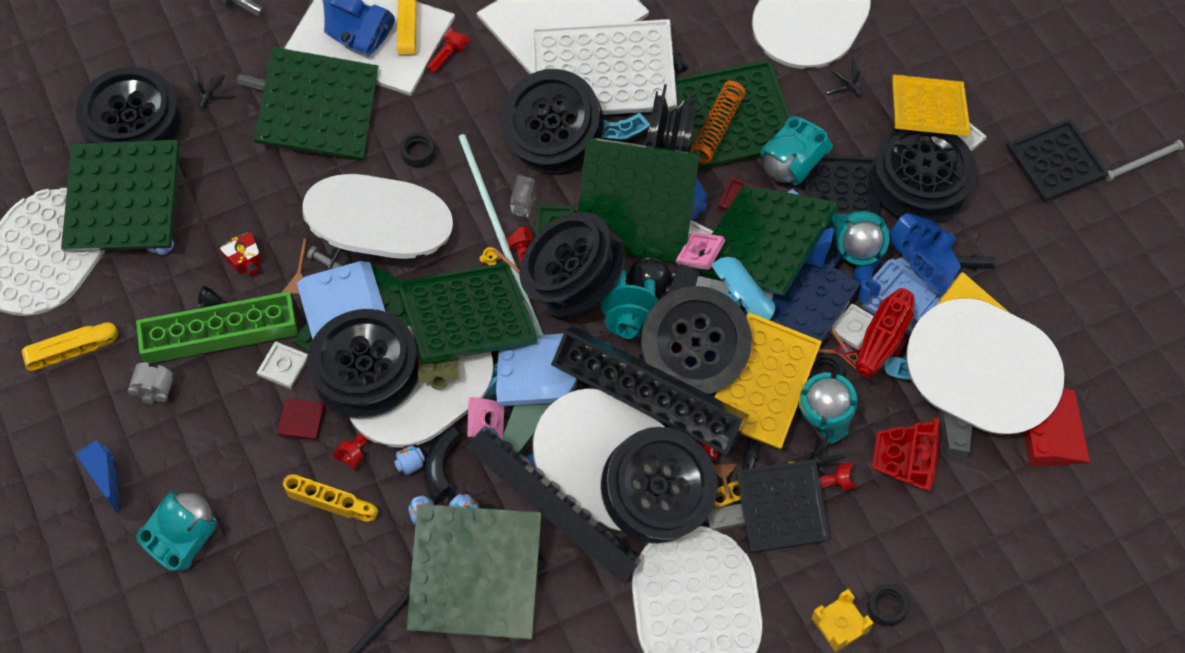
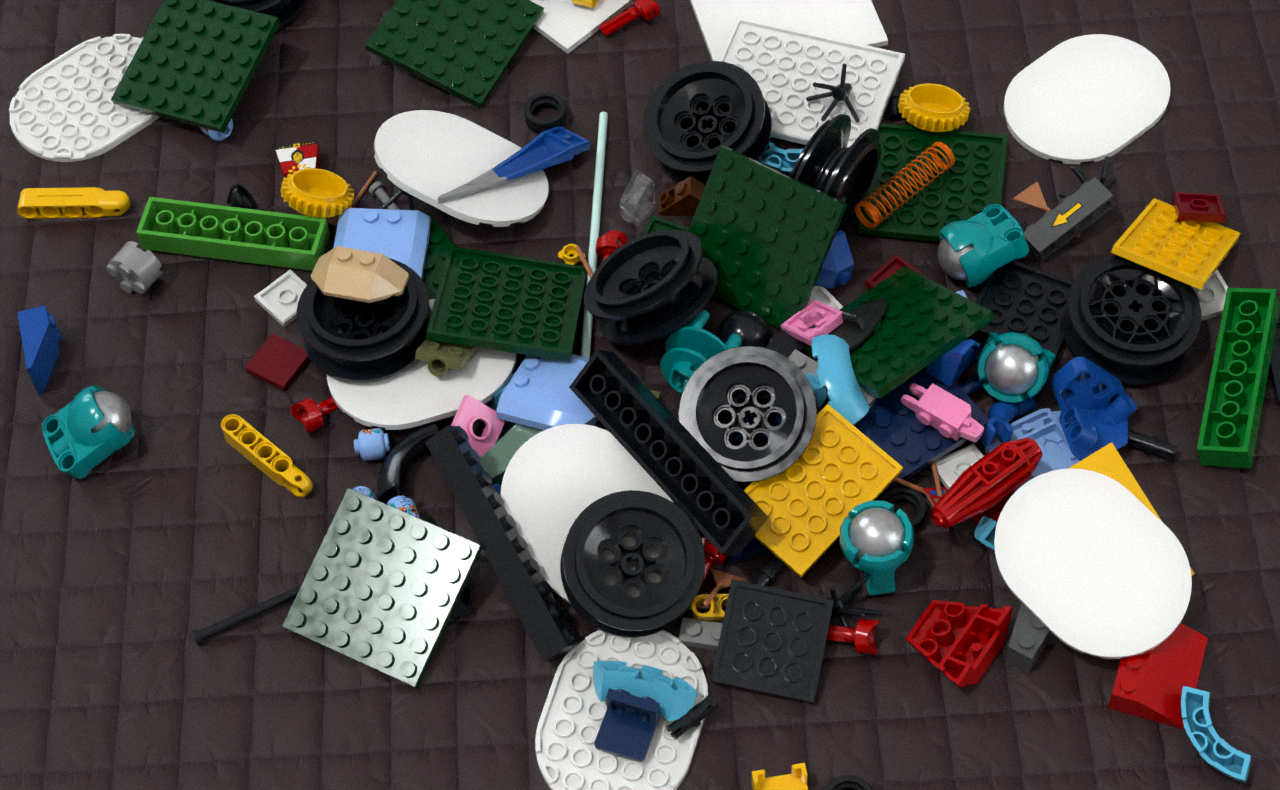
camera: 25 degrees right, 5 degrees down
(259, 268) = (317, 192): none -> yellow gear
(349, 332) = (358, 275): none -> tan wedge
(433, 181) = (544, 151): none -> blue plate
(556, 184) = (682, 198): none -> reddish brown slope
(638, 65) = (838, 92): none -> black plant
(706, 575) = (674, 696): none -> medium azure brick
(707, 609) = (628, 725): none -> dark blue bracket
(709, 55) = (933, 107): none -> yellow gear
(737, 240) = (860, 323): none -> pearl dark grey shield
(750, 585) = (692, 718): none -> black pin
(806, 100) = (1033, 197): none -> nougat piece
(828, 288) = (944, 412): none -> bright pink hinge
(846, 108) = (1068, 219): none -> dark grey brick
(928, 72) = (1199, 207): none -> dark red tile
(1015, 191) = (1238, 378): none -> green brick
(1109, 466) = (1205, 739): none -> medium azure brick

